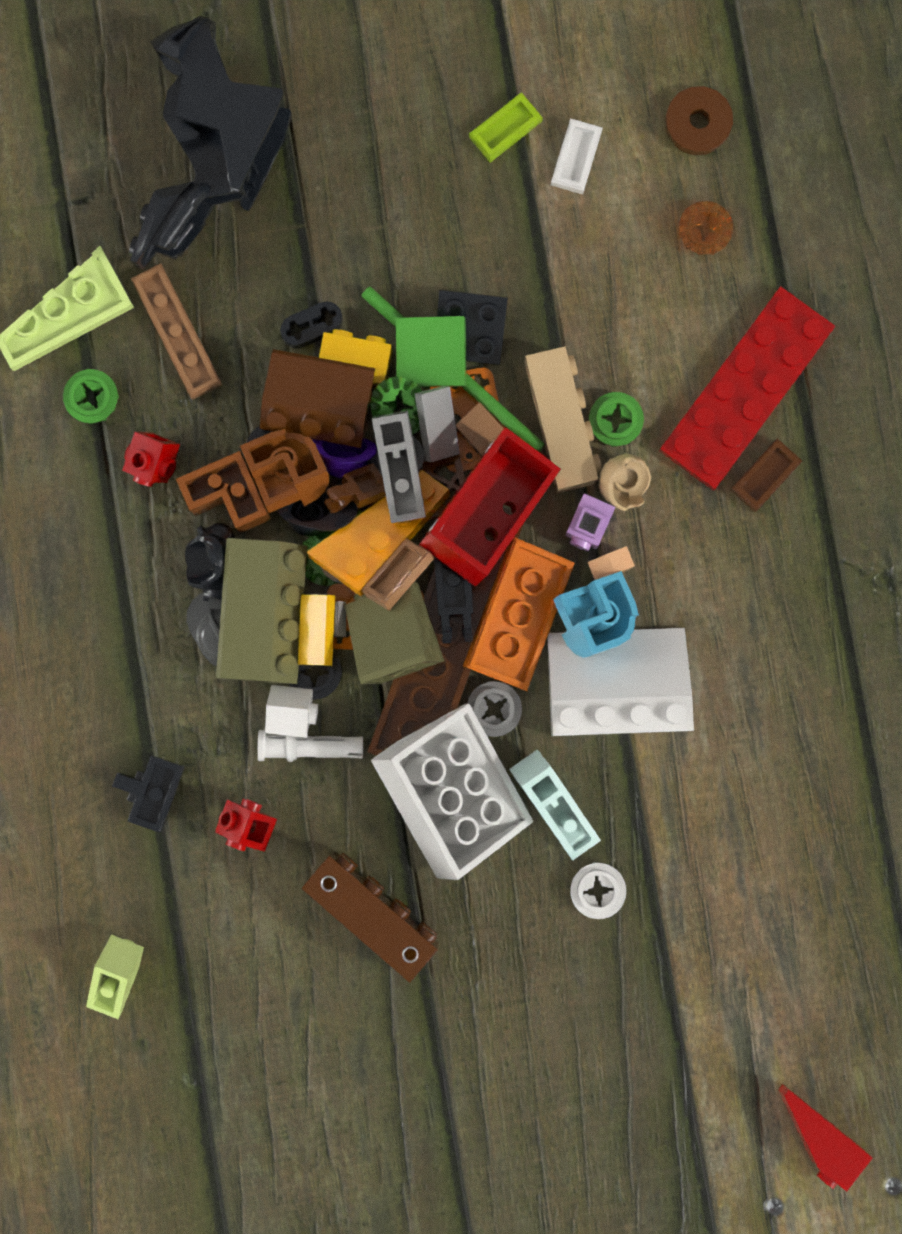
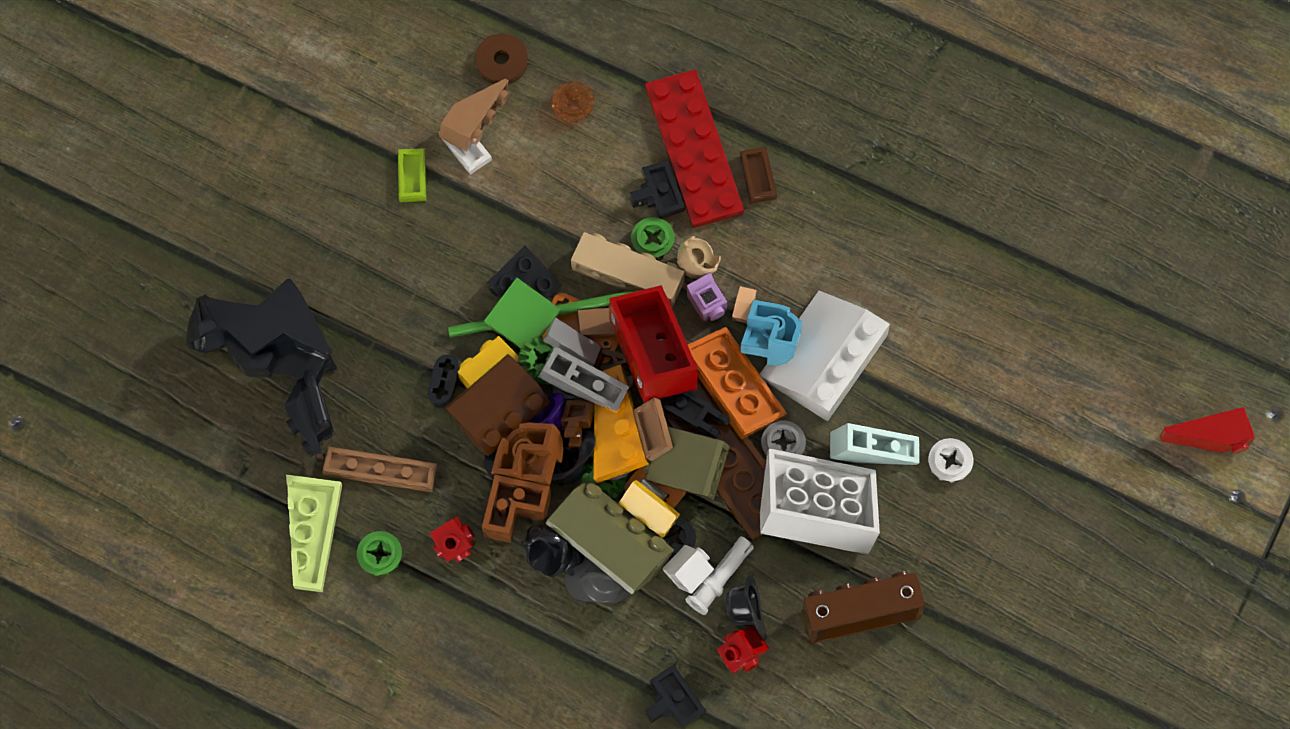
camera: 55 degrees left, 15 degrees down
(291, 797) = (744, 606): none -> black piece
(606, 136) = (469, 116): none -> medium nougat slope
(671, 388) = (658, 191): none -> black hinge

